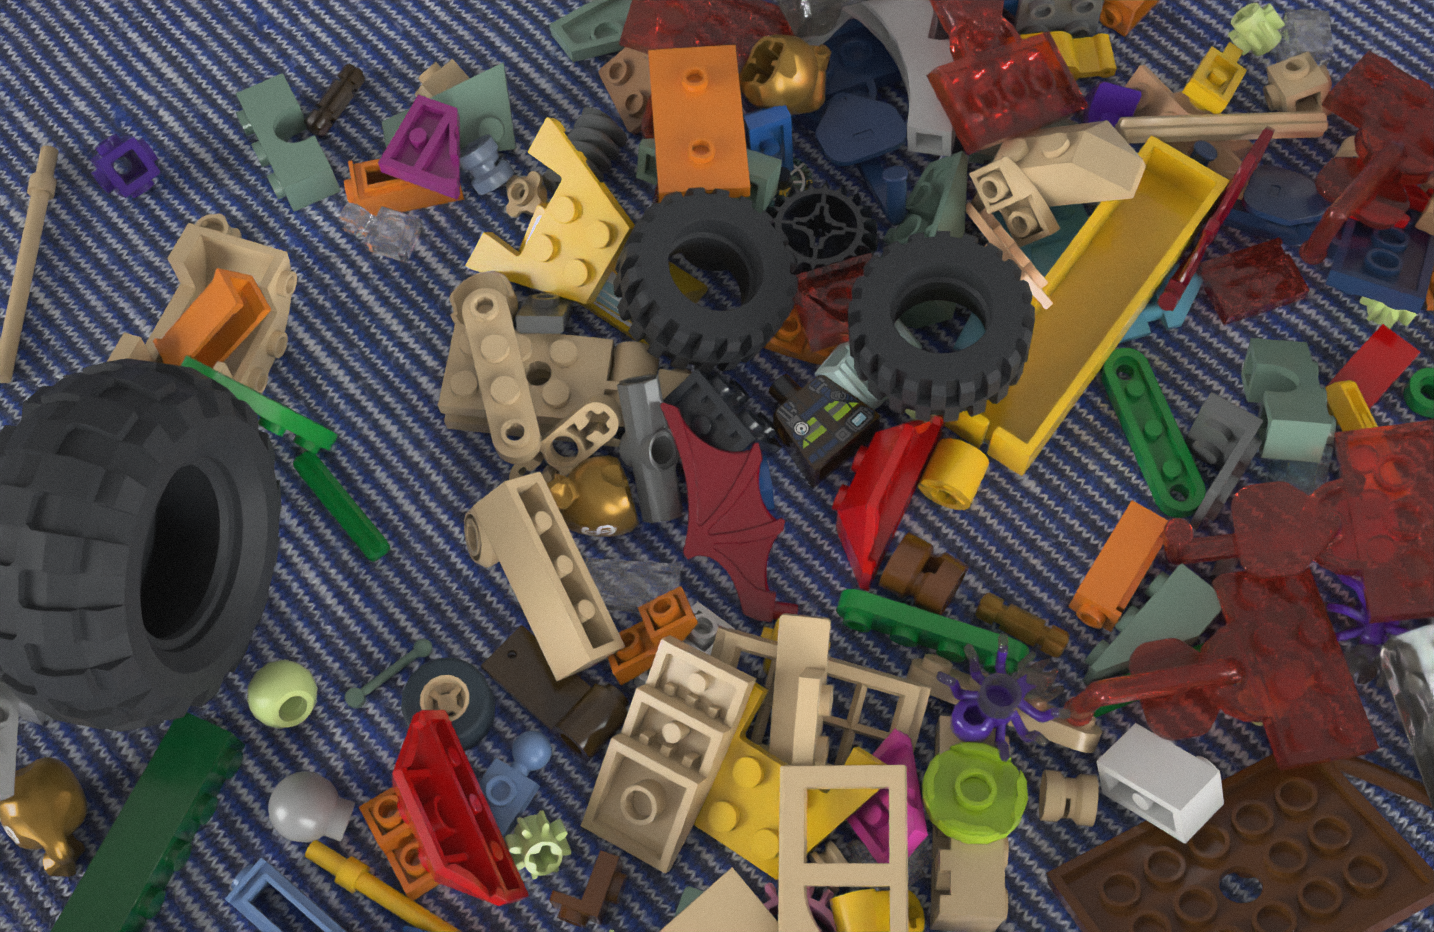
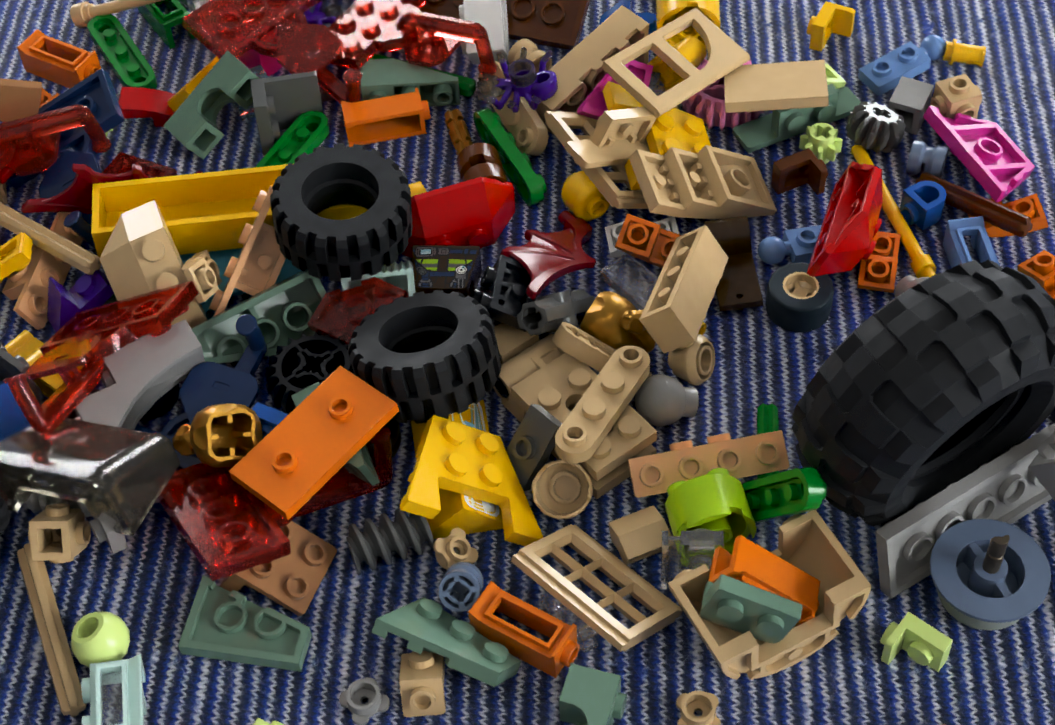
camera: 135 degrees left, 15 degrees down
(189, 272) = (749, 608): none -> sand green slope
(305, 320) = (687, 551): none -> clear plate
(323, 372) = (711, 503): none -> lime brick
(357, 696) = (787, 346): sand green hinge -> none
(375, 213) = (592, 613): none -> tan piece
(382, 330) = (638, 534): none -> tan piece
(382, 436) = (683, 462): none -> light nougat bracket
(426, 148) = (493, 602): magenta wing -> none
(473, 467) = (665, 400): none -> light grey piece
(479, 41) = (360, 690): none -> light grey plate
(538, 844) = (808, 204): yellowish green gear -> none
(974, 793) = (578, 59): lime tile -> none

